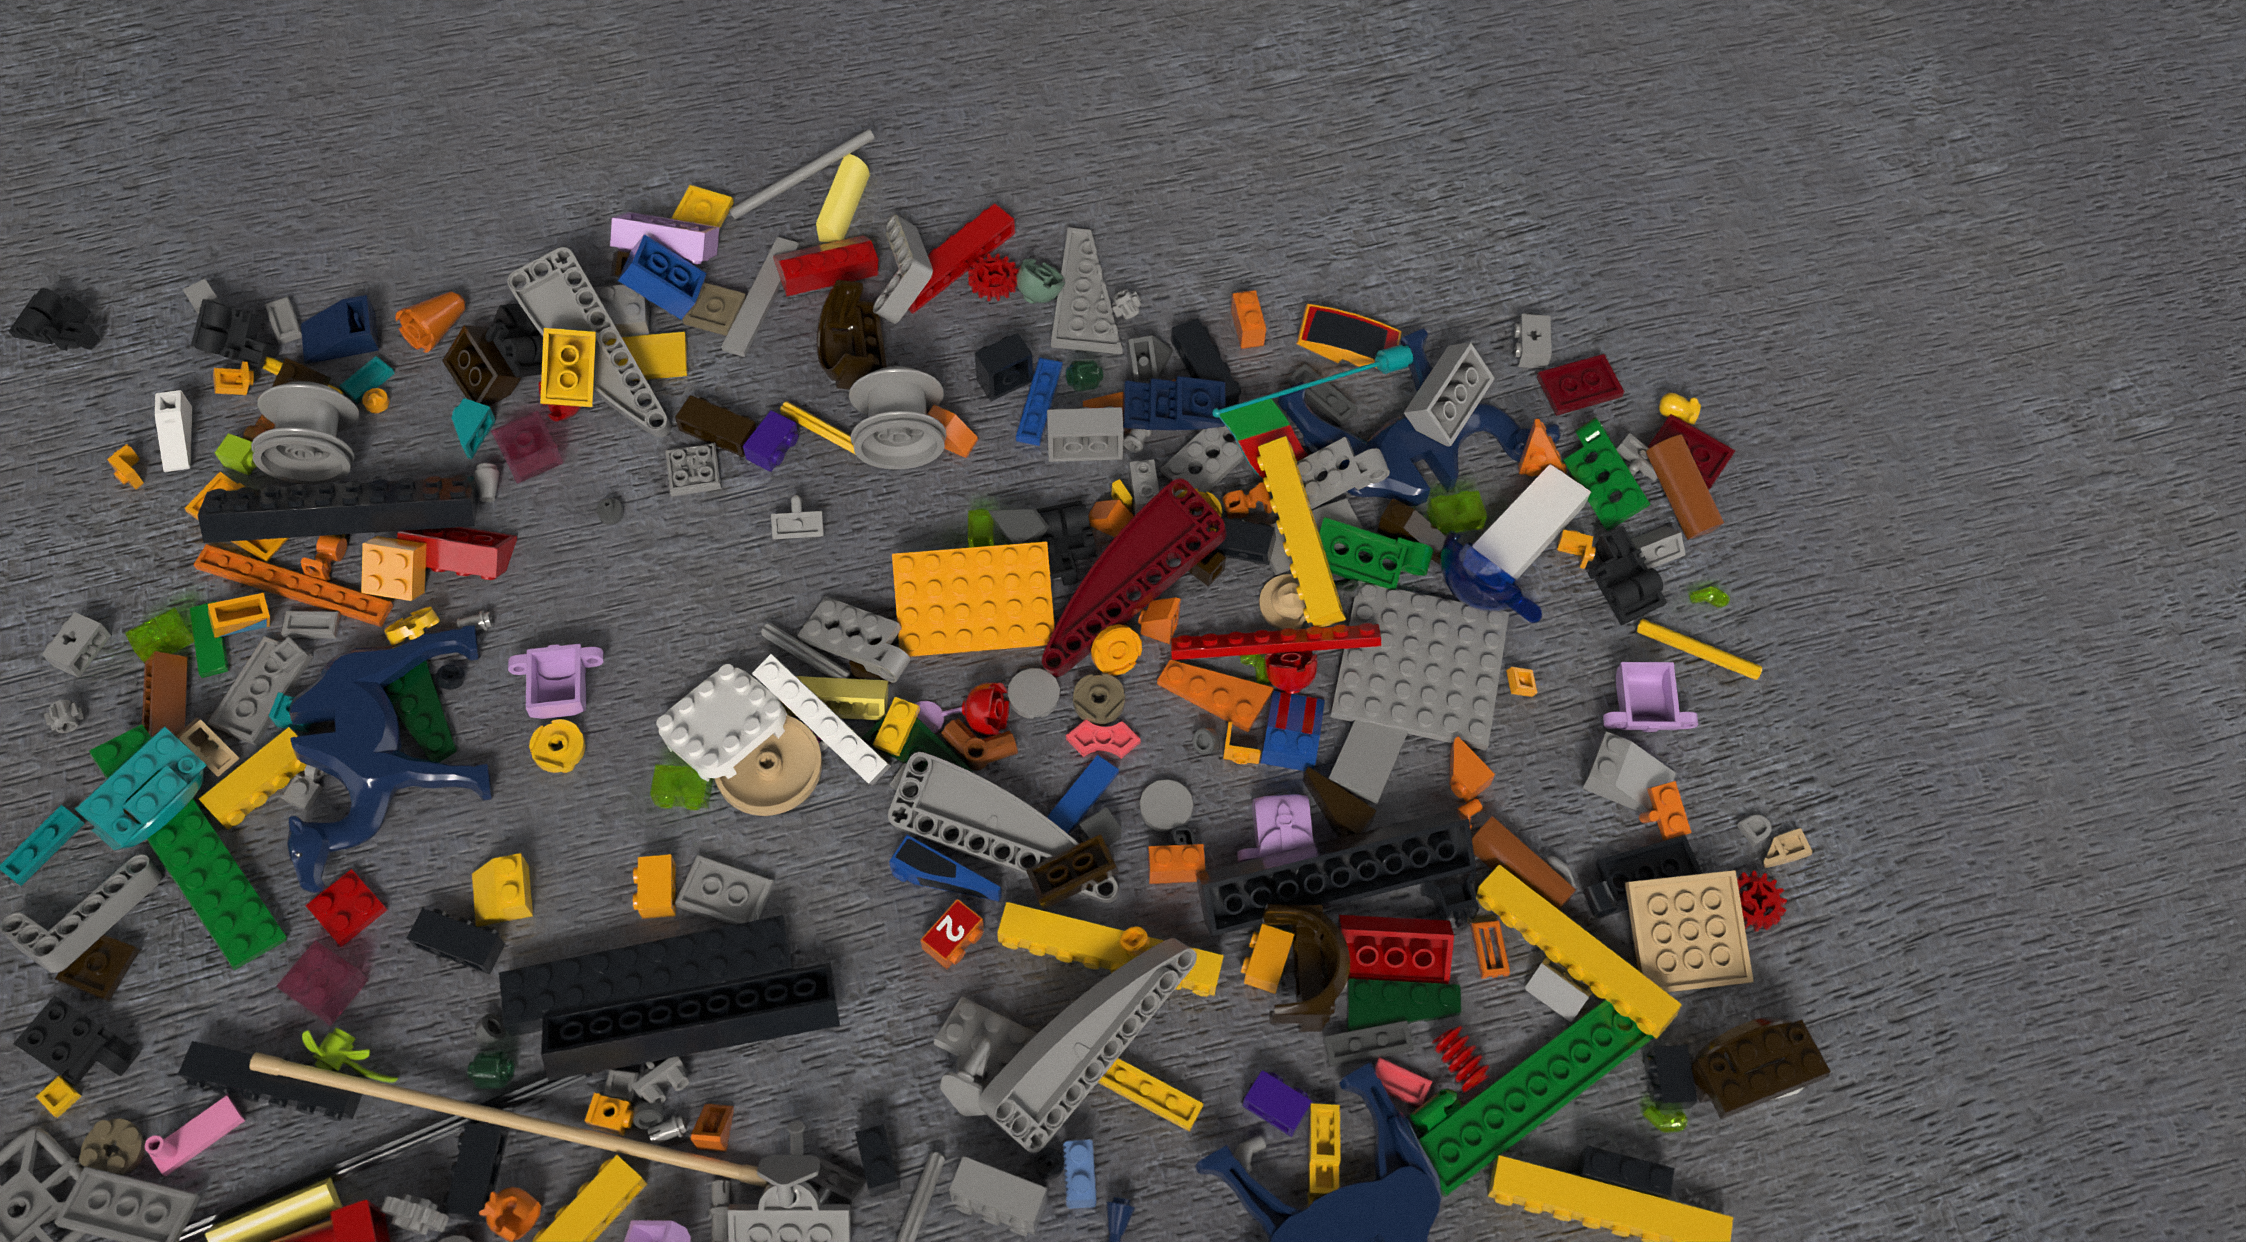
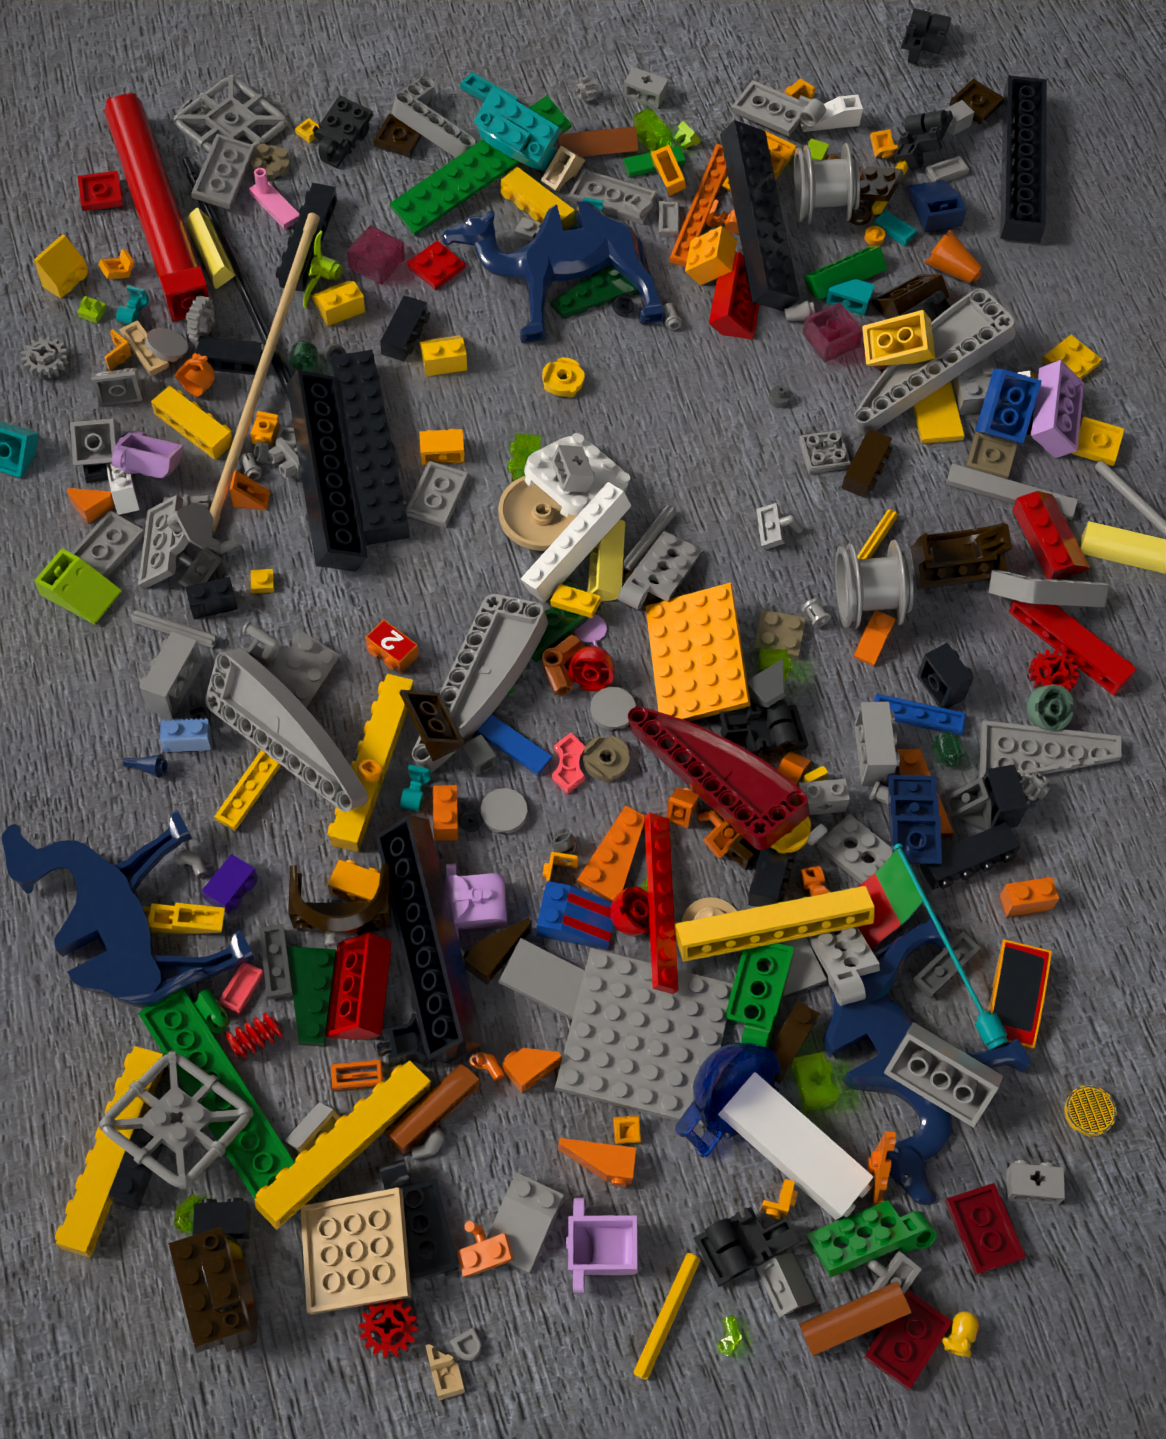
camera: 90 degrees right, 0 degrees up
(167, 454) = (806, 110): none -> light grey hinge
(176, 275) = (979, 99): none -> dark brown plate
(177, 591) = (689, 135): none -> lime tile
(285, 237) = (1024, 159): none -> black brick
(394, 1032) = (339, 302): none -> yellow slope
(412, 625) = (661, 270): yellow plate -> none
(430, 432) = (855, 266): none -> green brick
(555, 678) = (616, 367): lavender piece -> none
(585, 225) = (1074, 355): none -> yellow plate
(728, 713) = (573, 468): none -> light grey brick
(771, 441) = (854, 503): dark purple brick -> none
(847, 1102) = (262, 581): none -> yellow plate
(914, 485) = (816, 612): none -> light grey bush
(932, 869) = (451, 627): slope -> none
(938, 524) = (779, 632): none -> dark tan plate
(1116, 649) = (649, 767): light orange tile -> none
(1143, 320) = (1006, 795): none -> black brick
(1154, 902) = (413, 797): none -> teal leg
(1191, 584) = (721, 836): none -> orange plate
(1350, 589) = (723, 974): dark grey piece -> none
(1456, 295) = (1090, 1110): none -> tile
(1559, 693) = (606, 1161): none -> orange slope
(1580, 1145) = (178, 1135): none -> light grey plate

